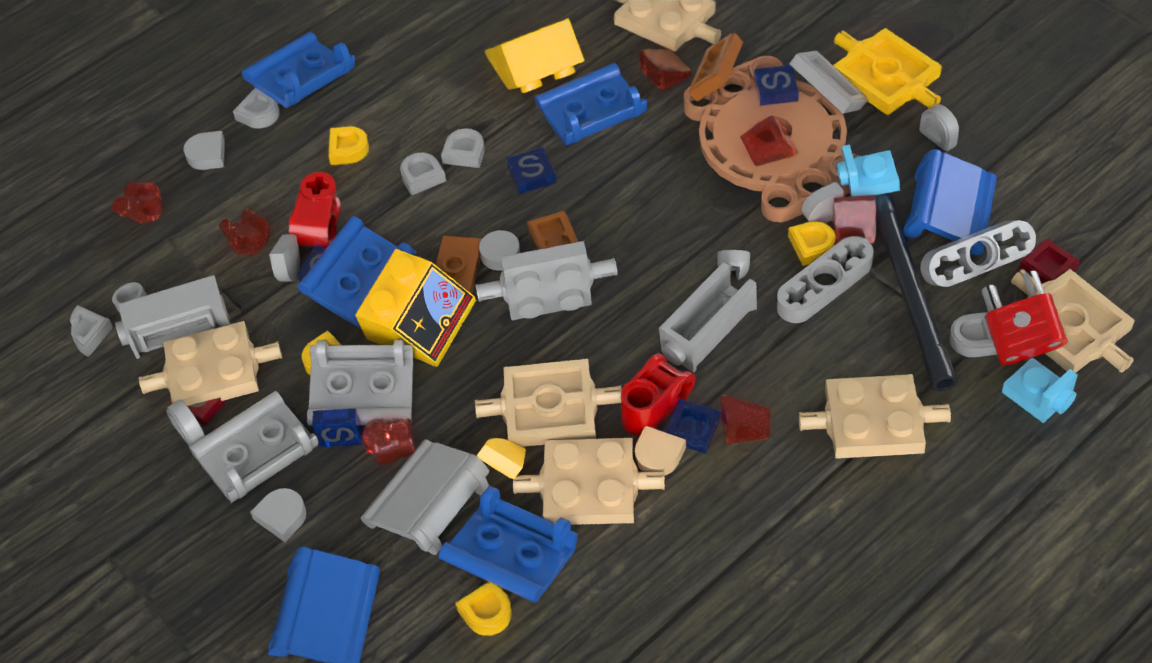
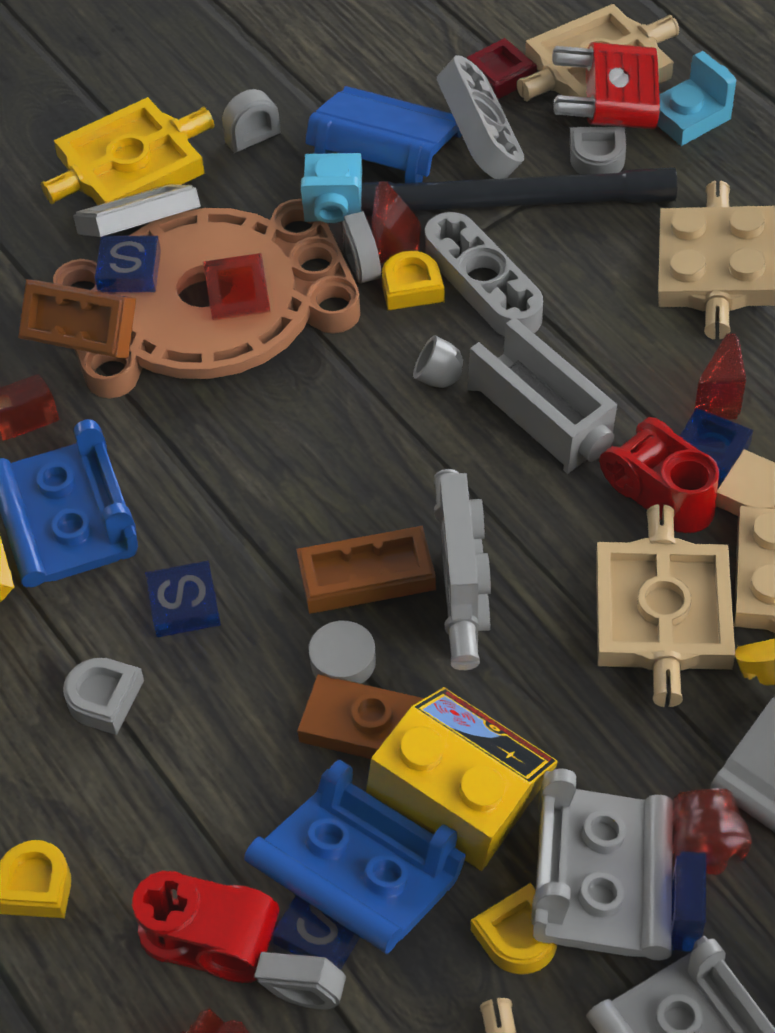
camera: 85 degrees left, 0 degrees up
(421, 172) = (136, 763): light grey tile -> none

